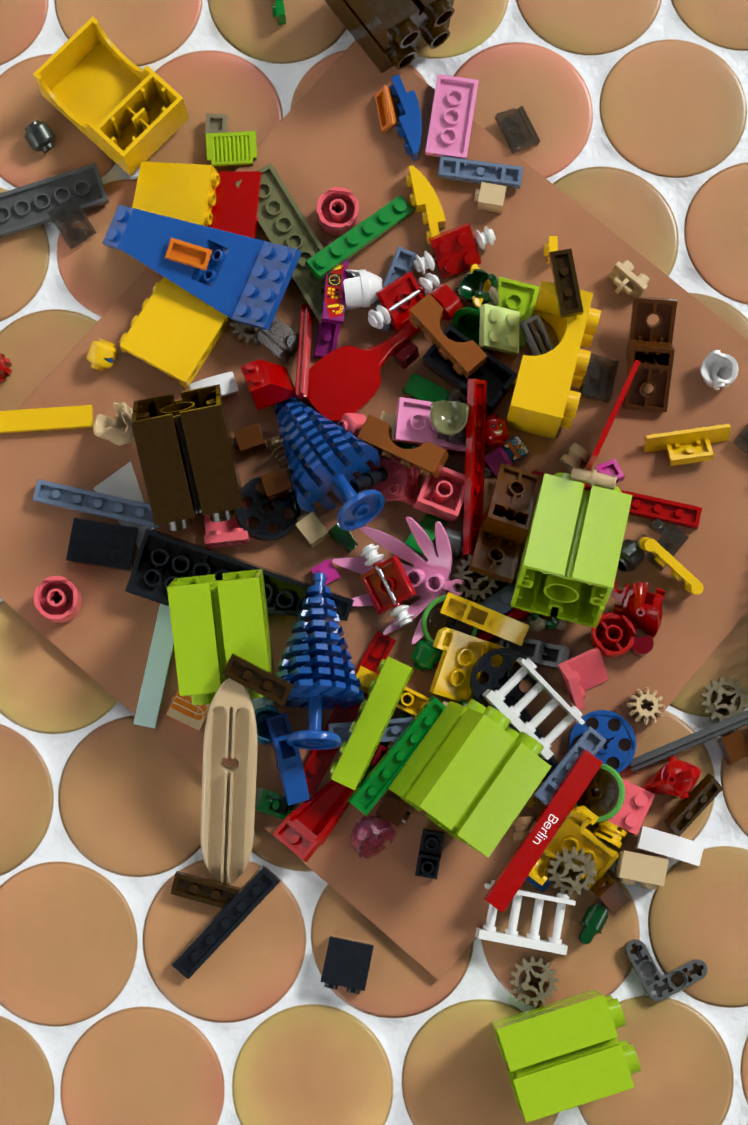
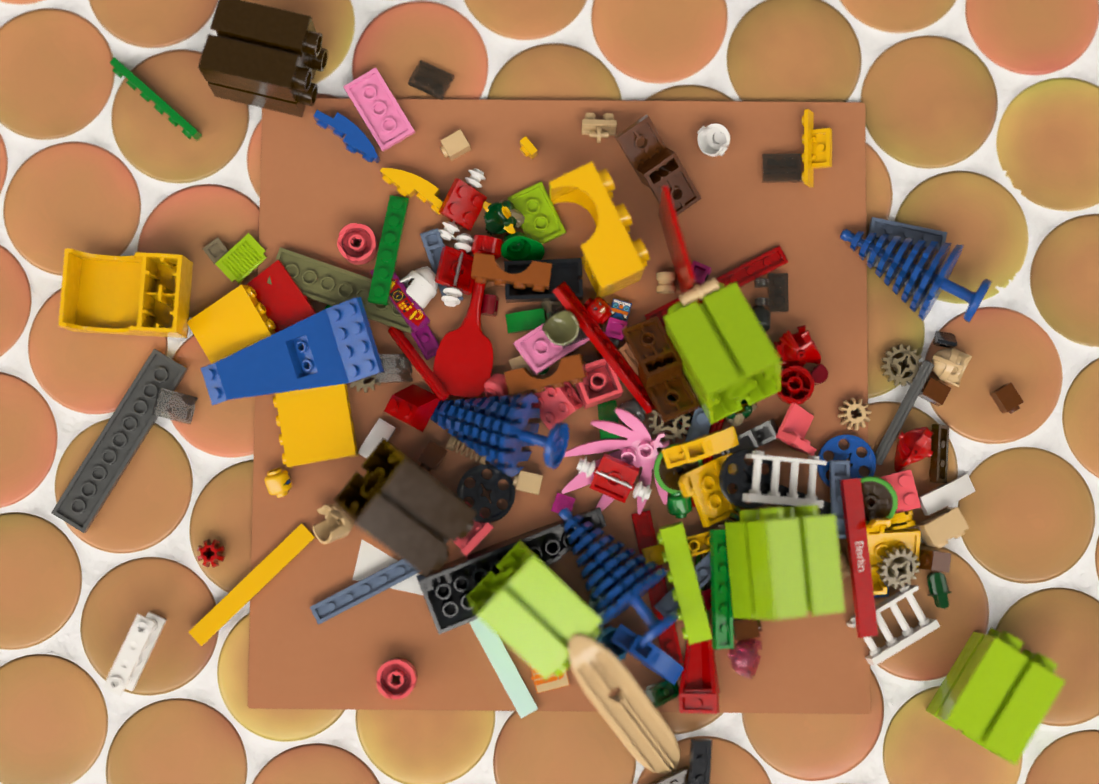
camera: 40 degrees left, 5 degrees up
(39, 136) = (97, 362): pearl dark grey head -> none
(102, 544) = (393, 614): black tile -> none
(188, 254) = (281, 363): orange tile -> none
(257, 679) = (591, 624): dark brown plate -> none
(275, 484) = (479, 473): reddish brown brick -> none
(343, 538) = (561, 471): dark green cone -> none
(347, 964) = (801, 755): black piece -> none
(369, 479) = (541, 417): black pin -> none
(385, 109) = (327, 141): orange tile -> none
(429, 853) = (794, 636): black slope -> none
(478, 171) = (432, 133): sand blue plate -> none
(499, 329) = (541, 235): yellowish green plate -> none
(529, 338) = (561, 222): light grey tile -> none
(543, 976) = (929, 668): dark tan gear -> none
(566, 283) = (568, 170): dark brown plate -> none
(599, 378) = (638, 211): clear smoke plate -> none
(656, 978) = (1009, 590): dark grey beam -> none
(678, 571) = (799, 303): yellow plate -> none
(688, 445) = (735, 209): yellow bracket -> none

